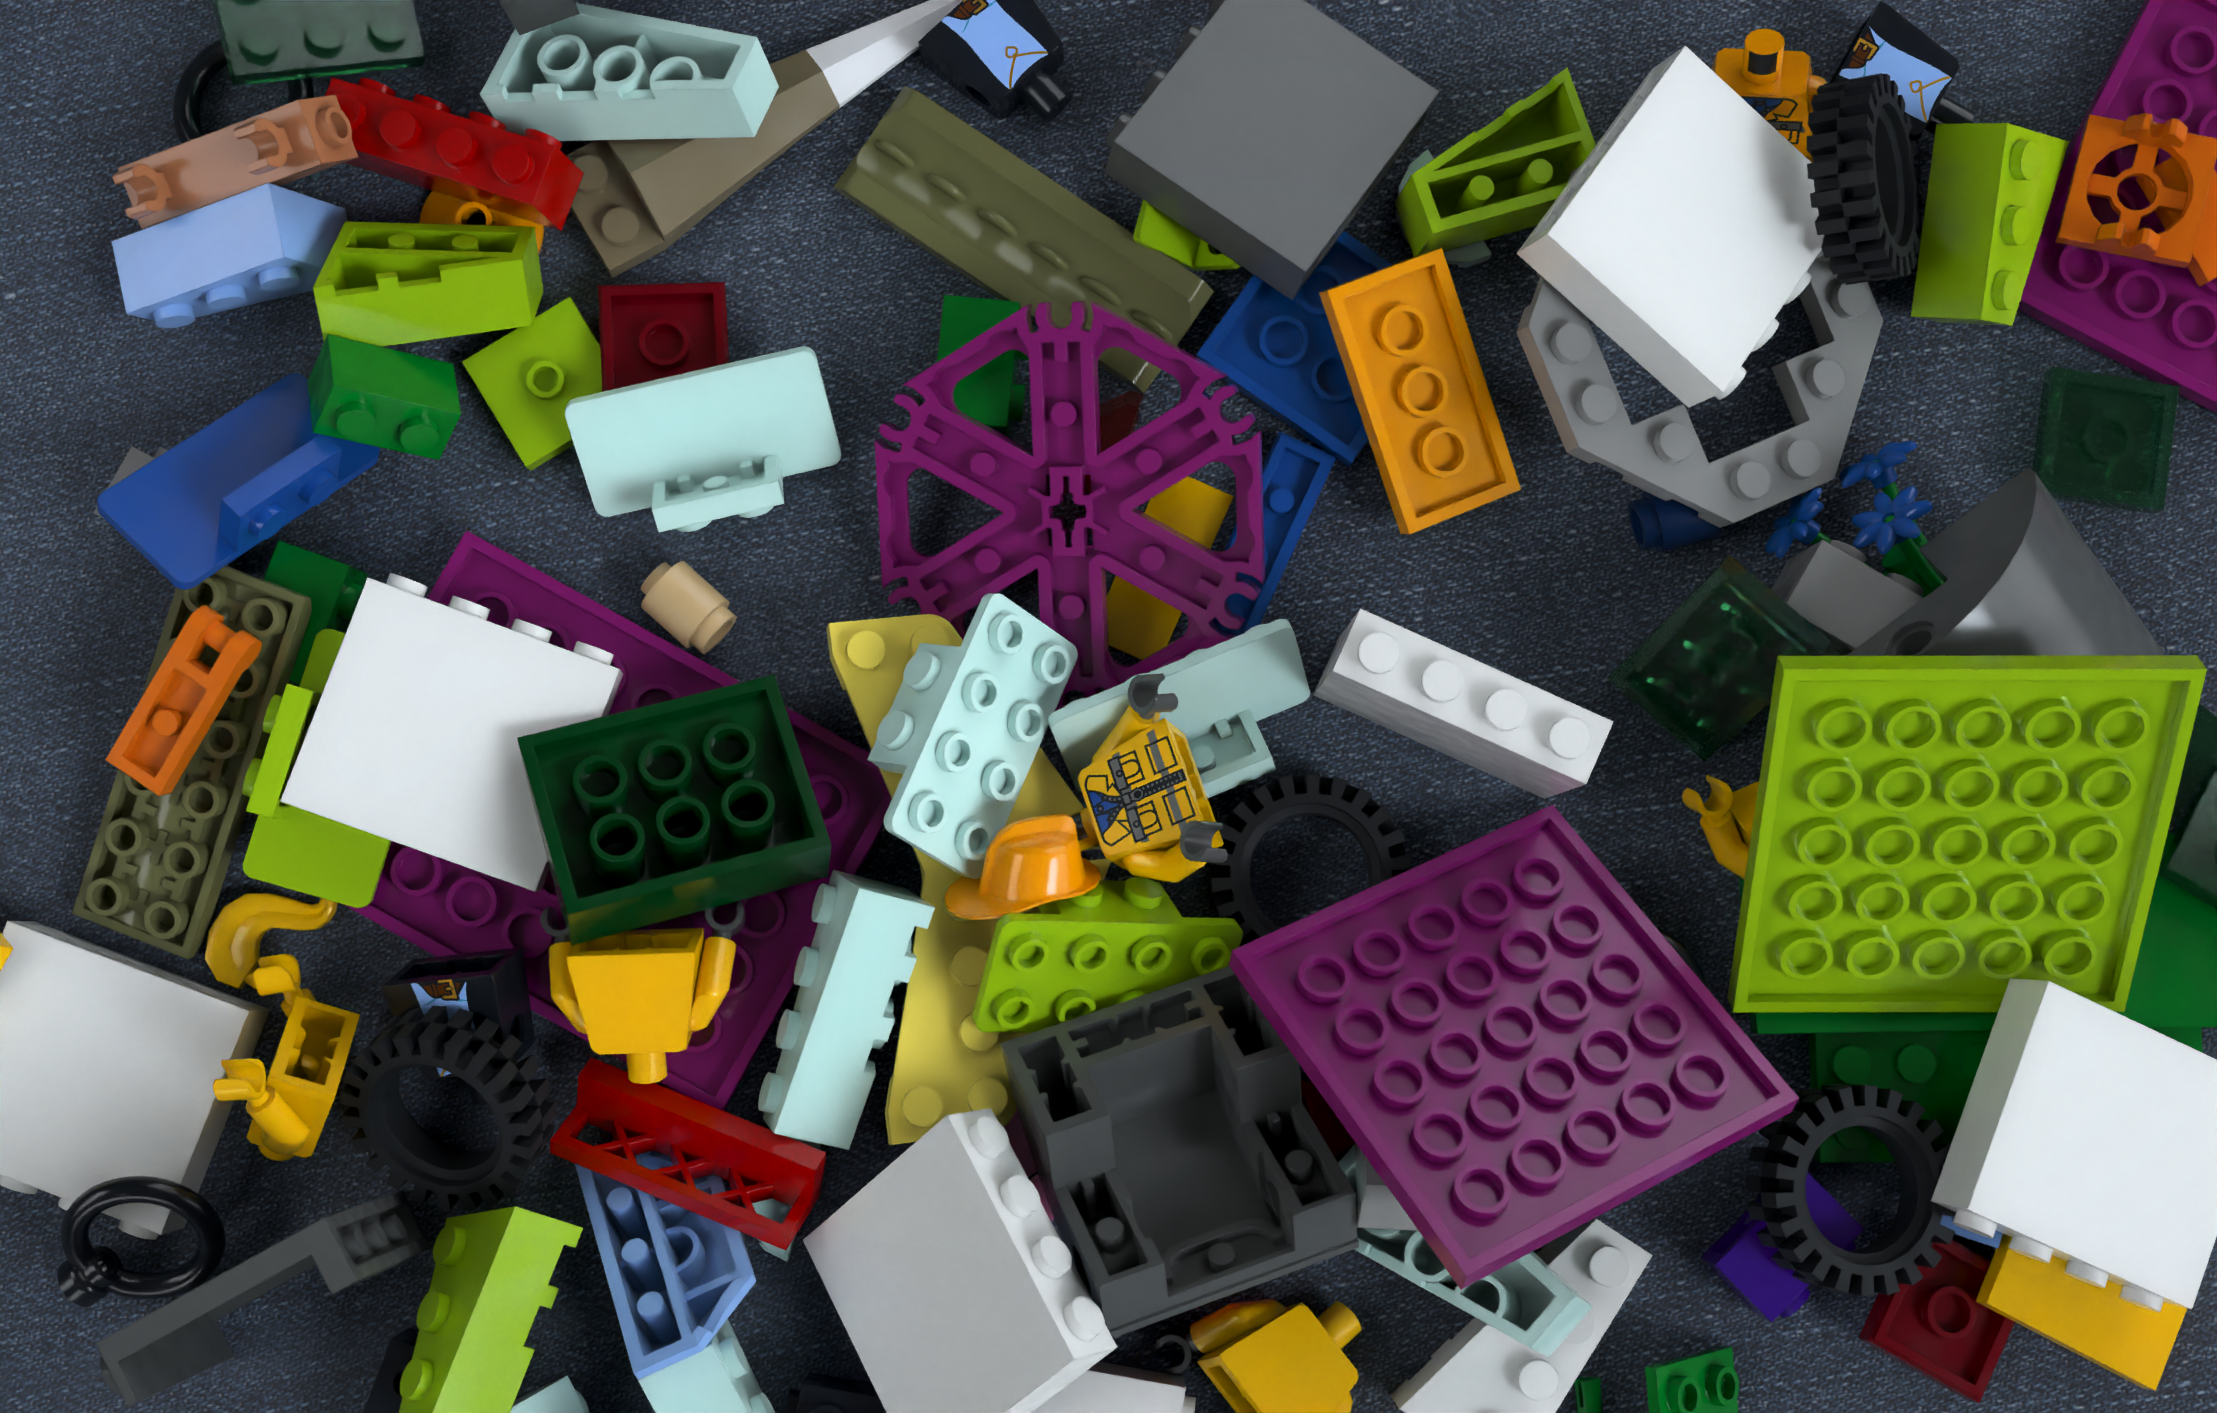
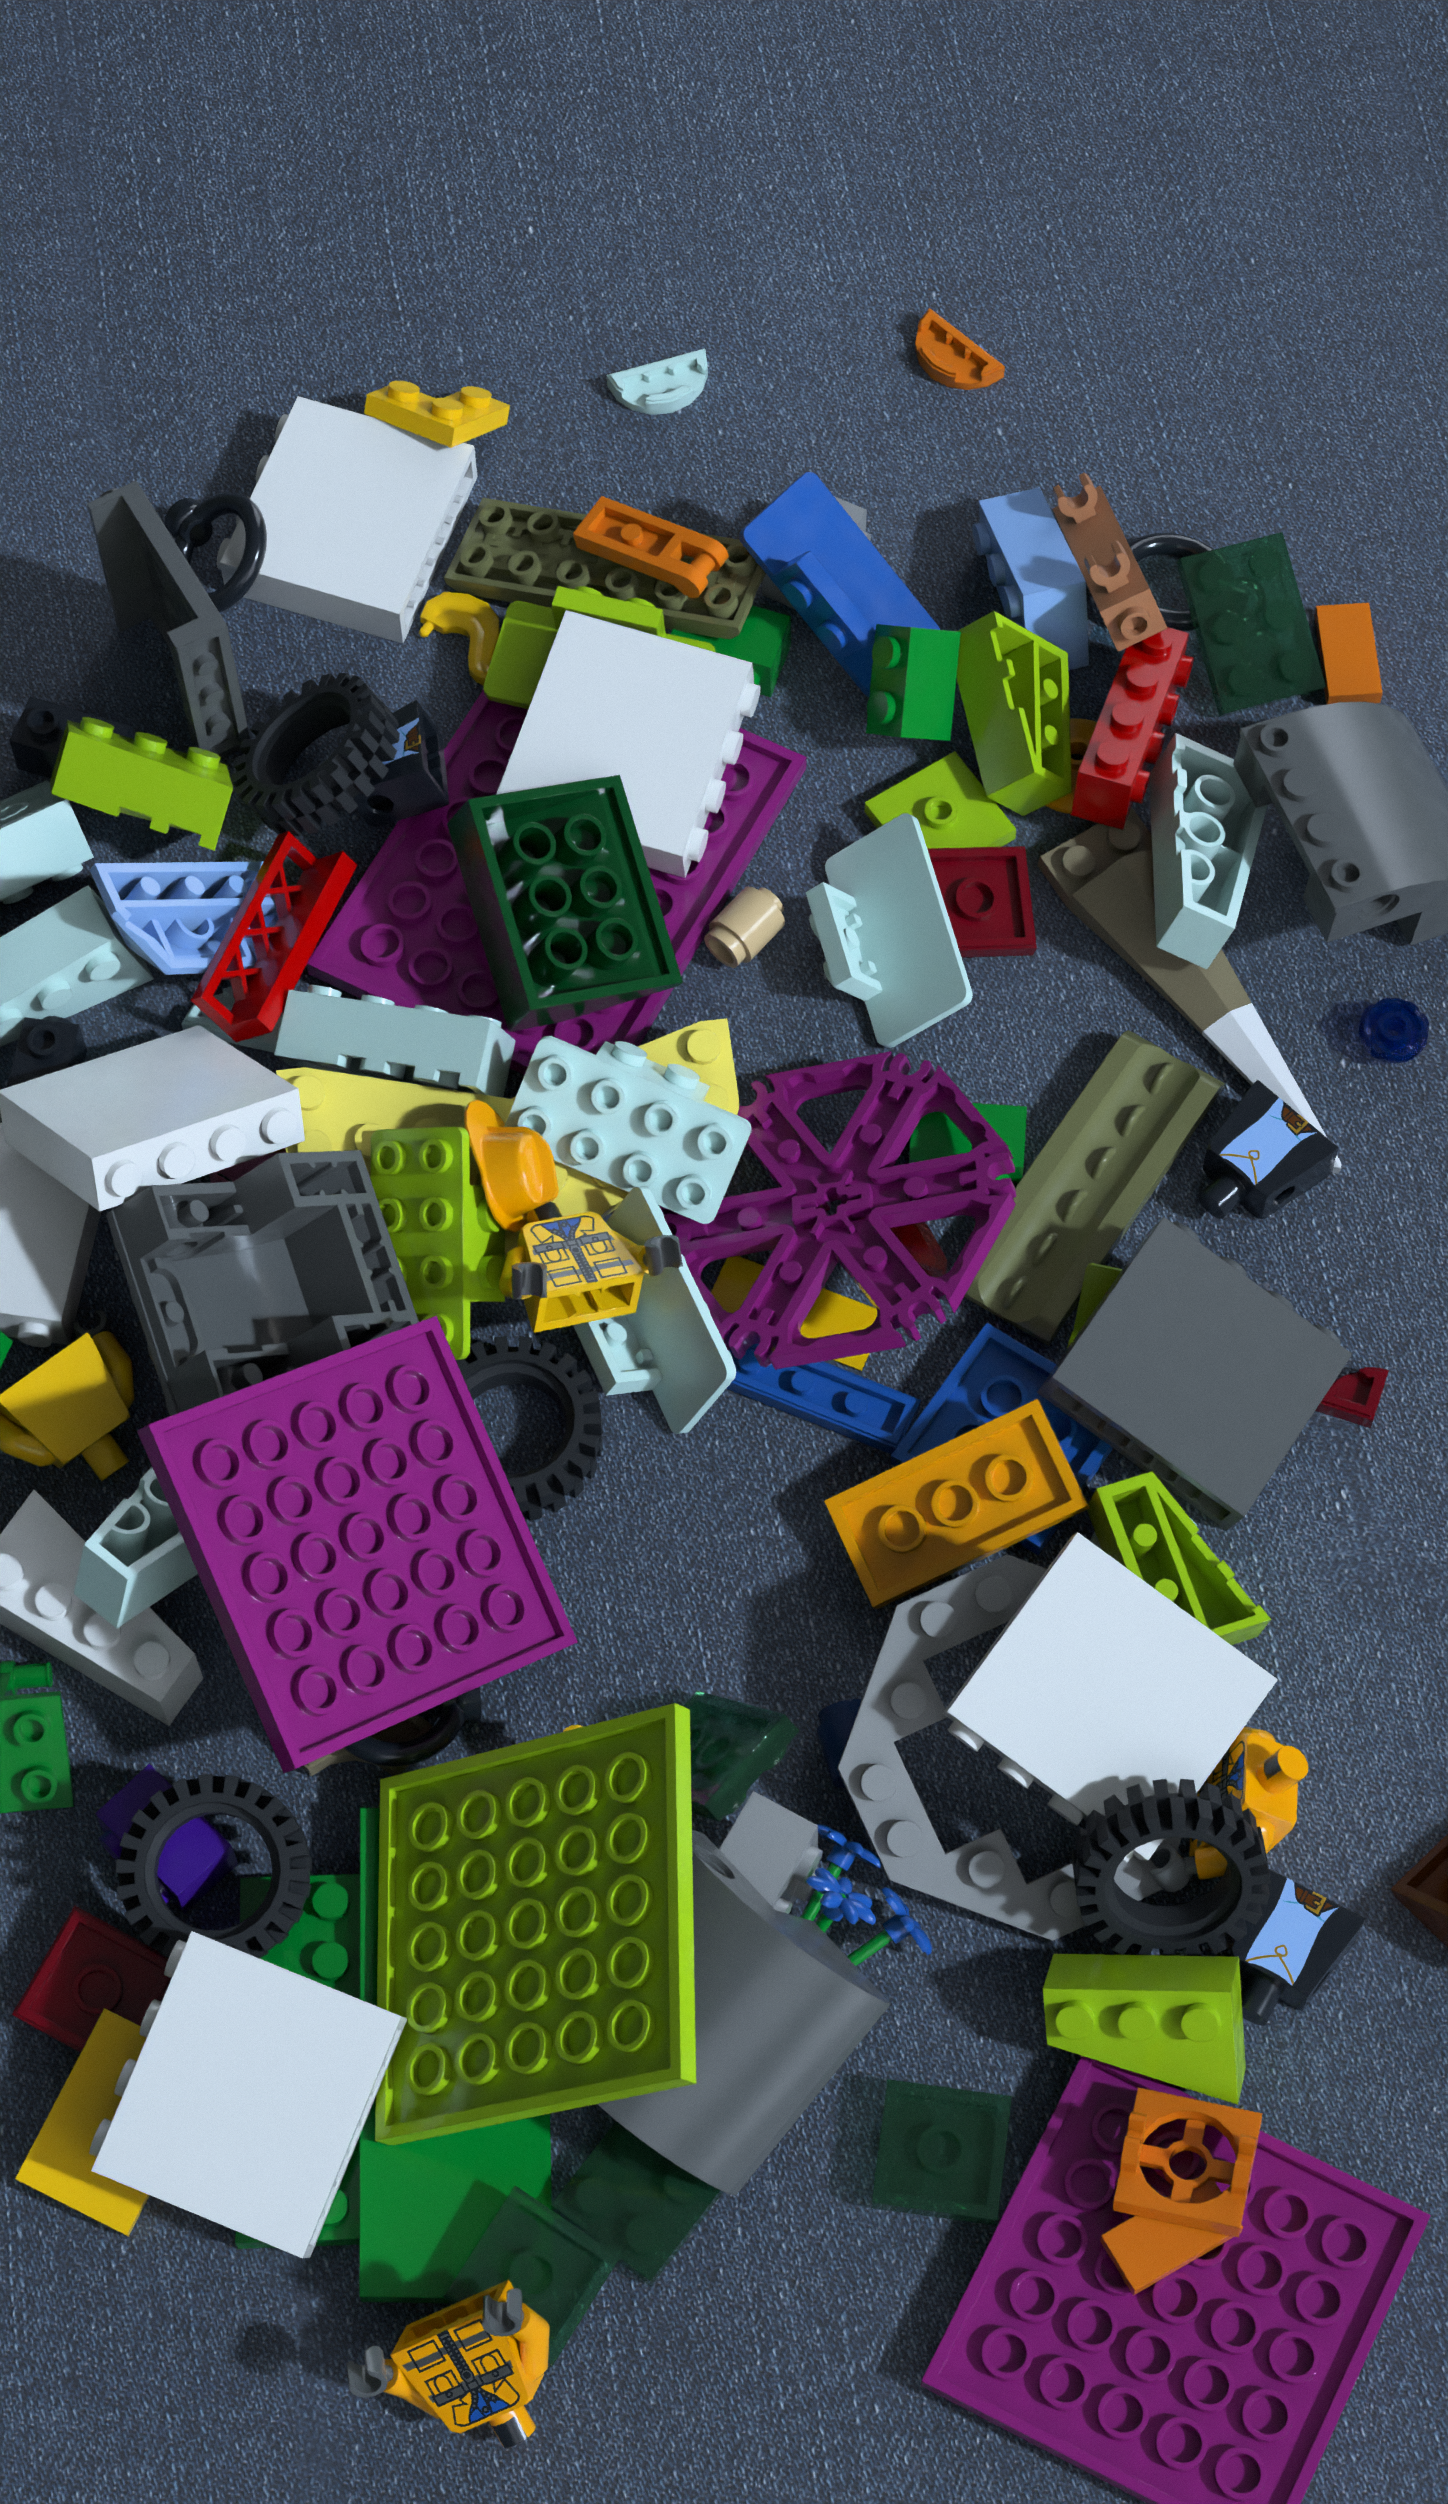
camera: 90 degrees right, 20 degrees down
(304, 1073) = (333, 640): yellow torso -> none
(642, 988) = (413, 893): yellow torso -> none
(1462, 707) = (655, 1511): white brick -> none

